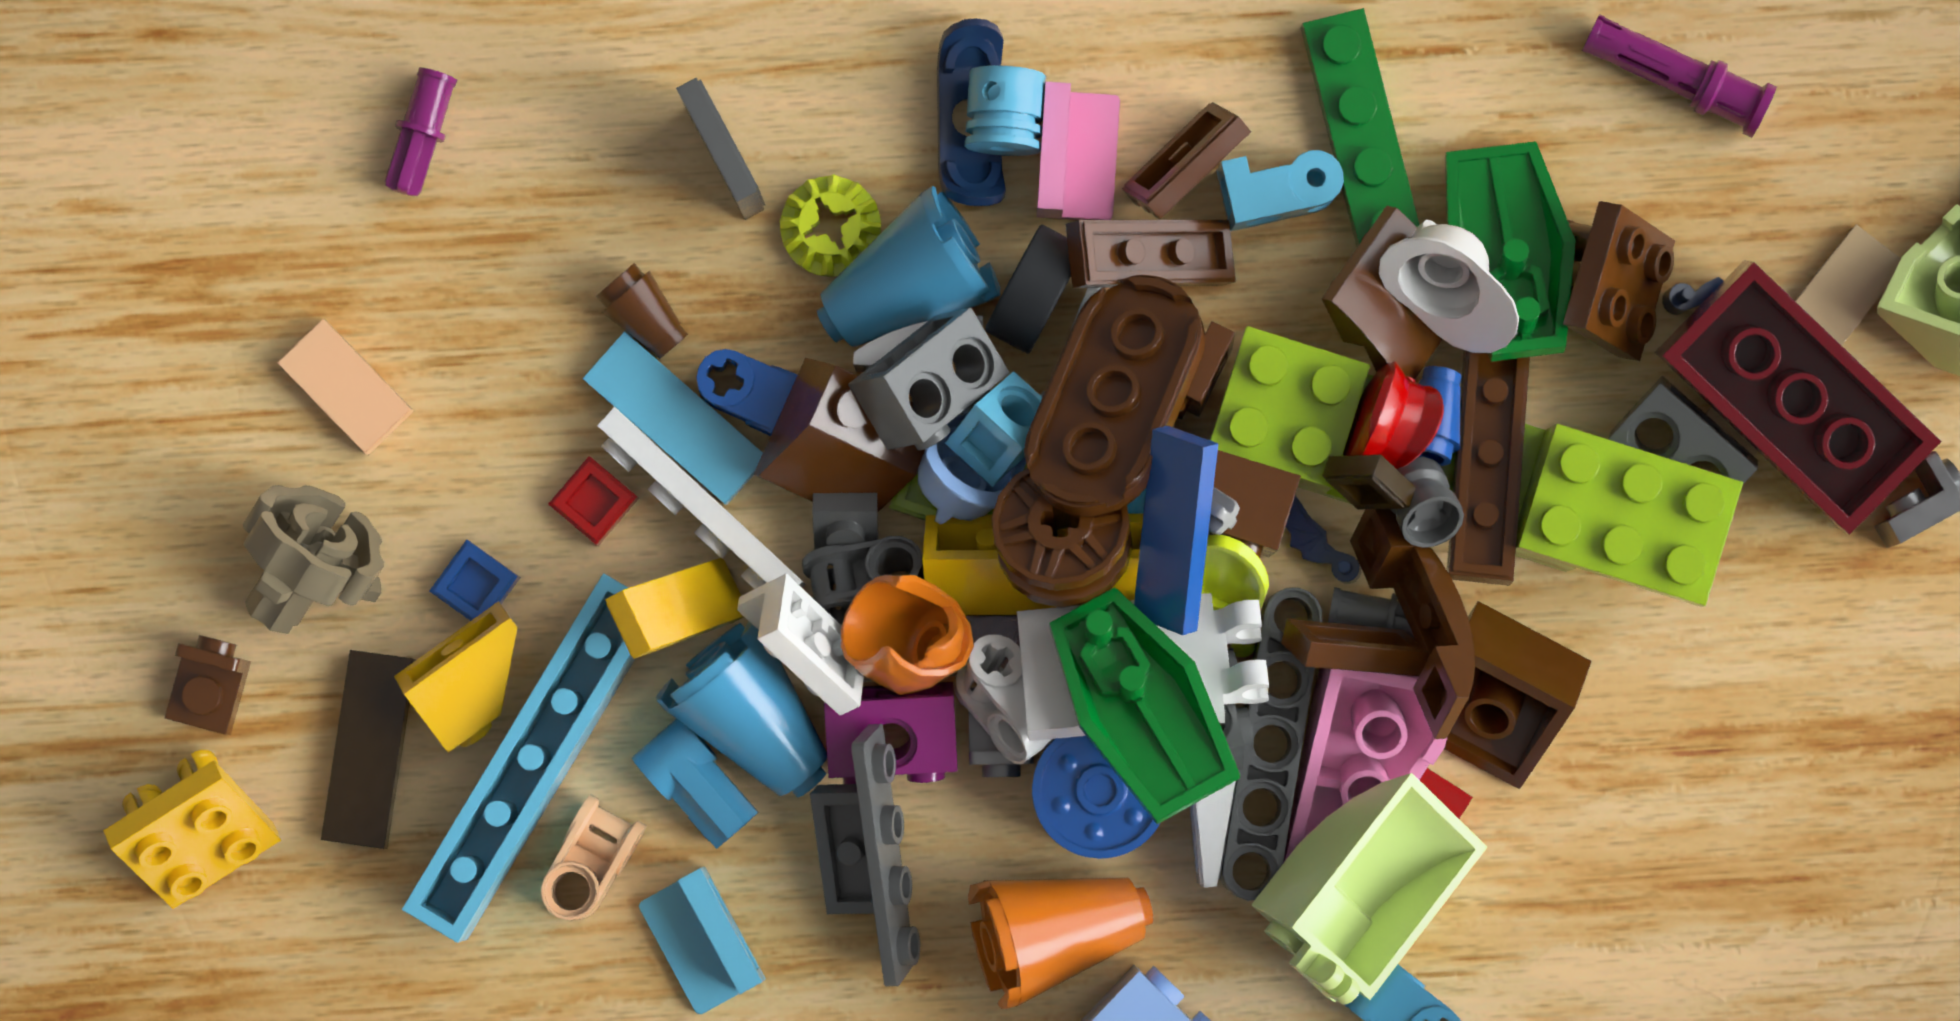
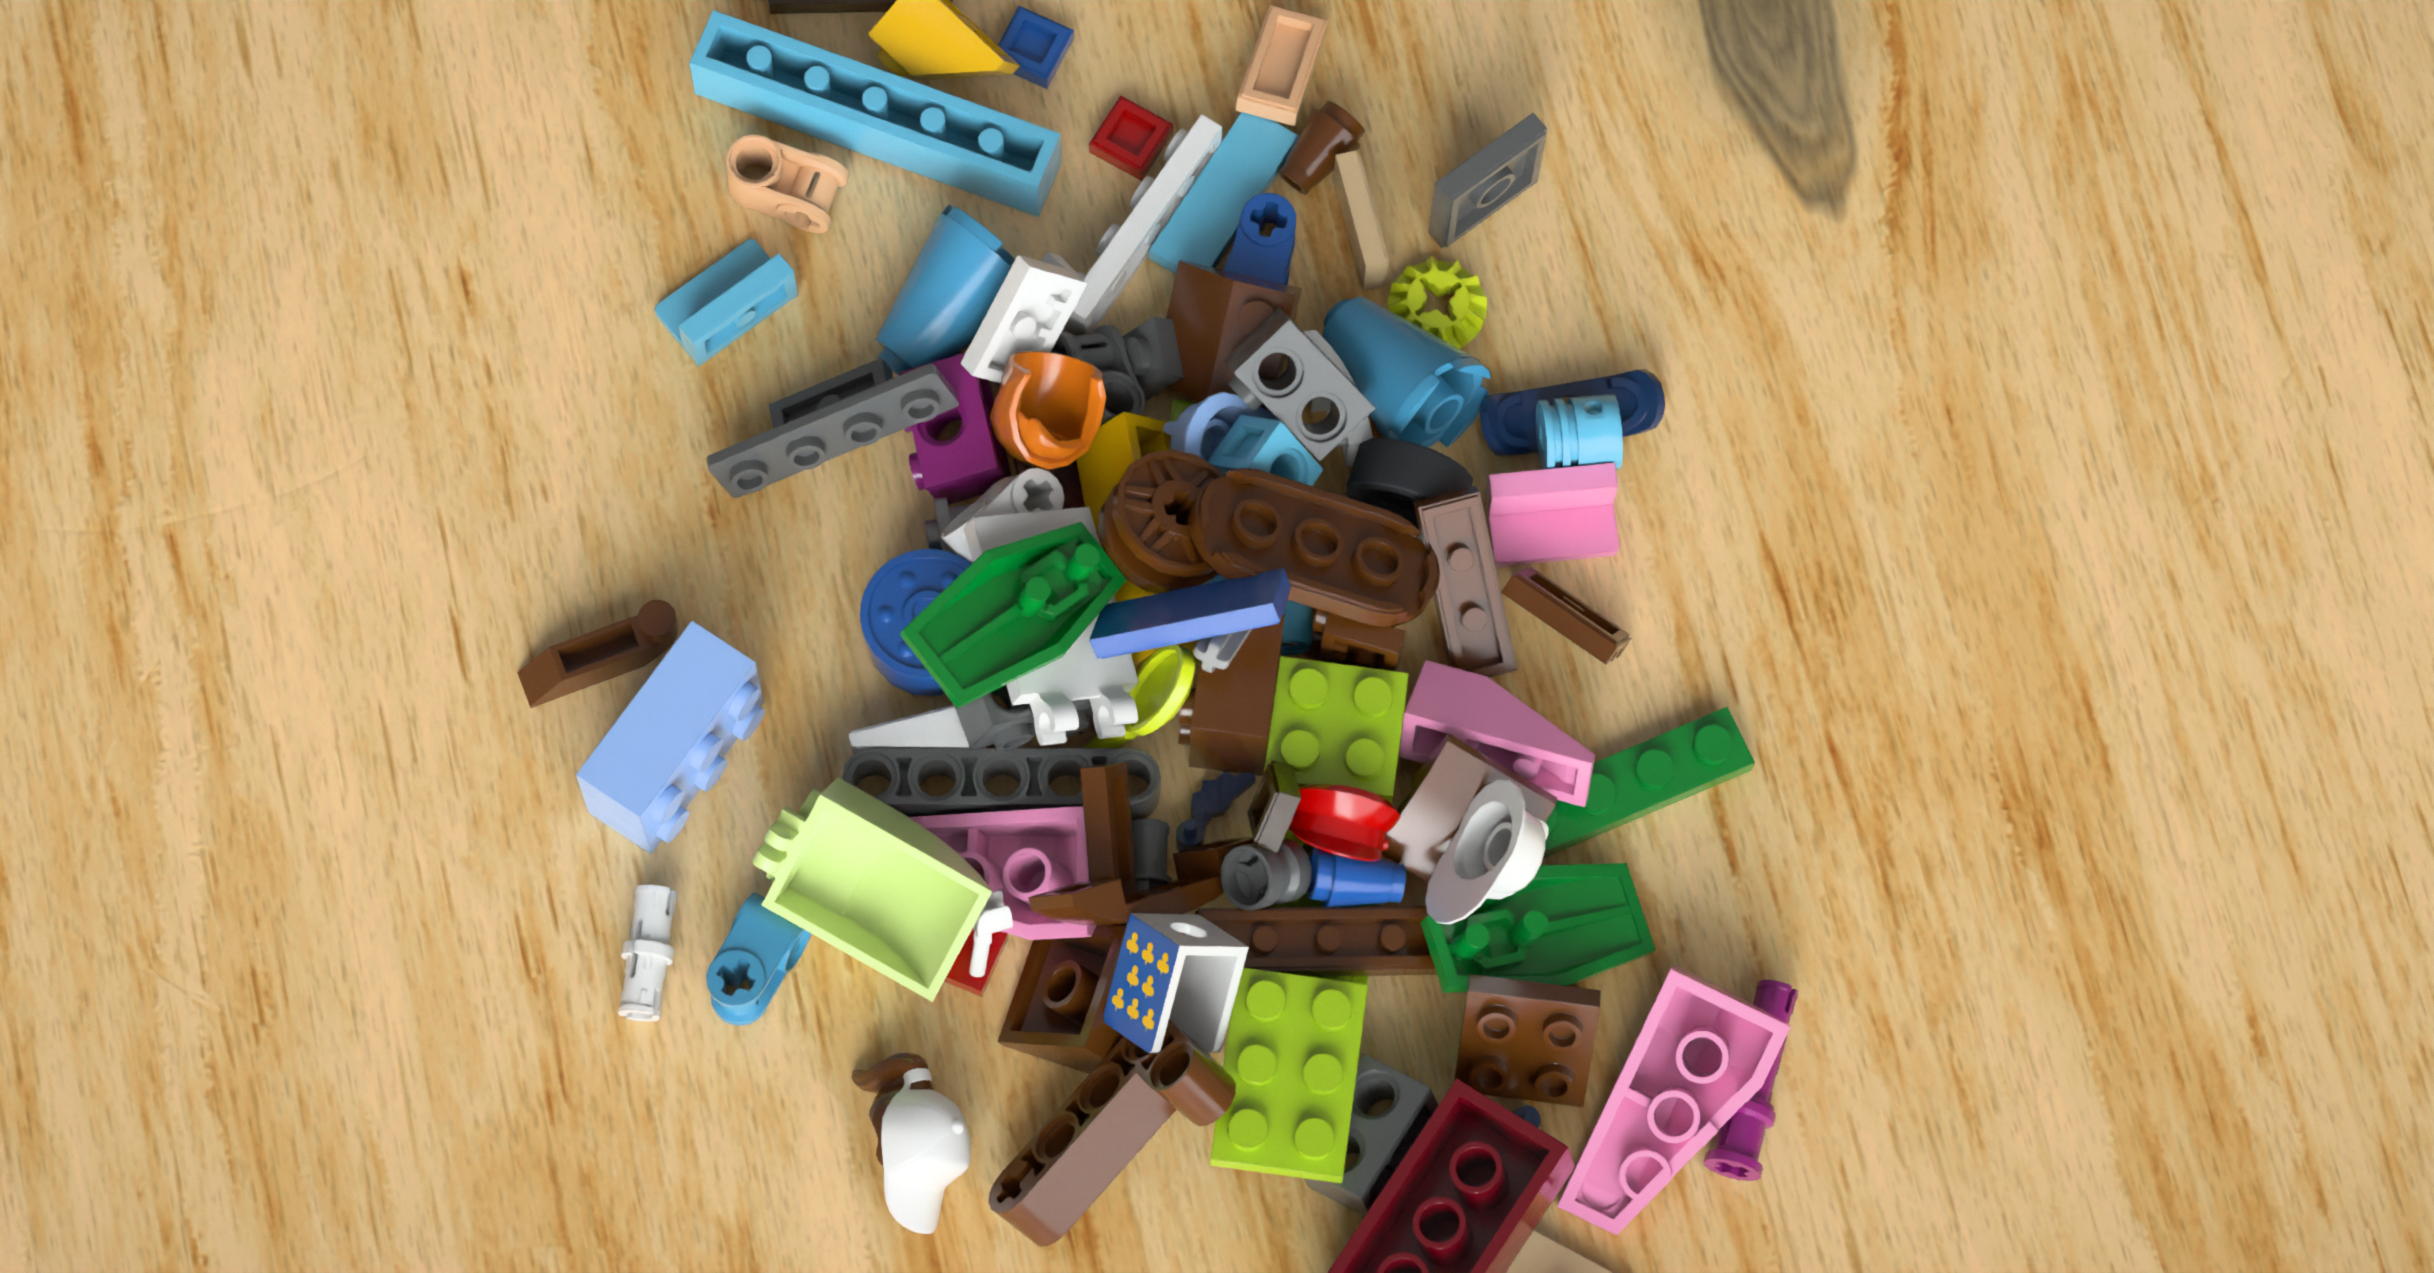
camera: 75 degrees right, 15 degrees down
(543, 333) = (1281, 65): none -> light nougat tile
(675, 607) = (1038, 195): yellow tile -> none
(686, 770) = (874, 267): dark azure piece -> none
(730, 284) = (1361, 220): none -> tan tile
(1052, 930) = (785, 605): orange cone -> none
(1278, 192) = (1545, 686): medium azure leg -> none
(1294, 264) = (1496, 725): none -> bright pink slope
(1428, 773) = (992, 919): none -> white hand
(1528, 616) = (1174, 978): none -> piece
(1612, 882) = (919, 1138): none -> white hair
(1613, 661) = (1105, 1129): none -> reddish brown beam
(1672, 142) = (1682, 1082): none -> bright pink wedge

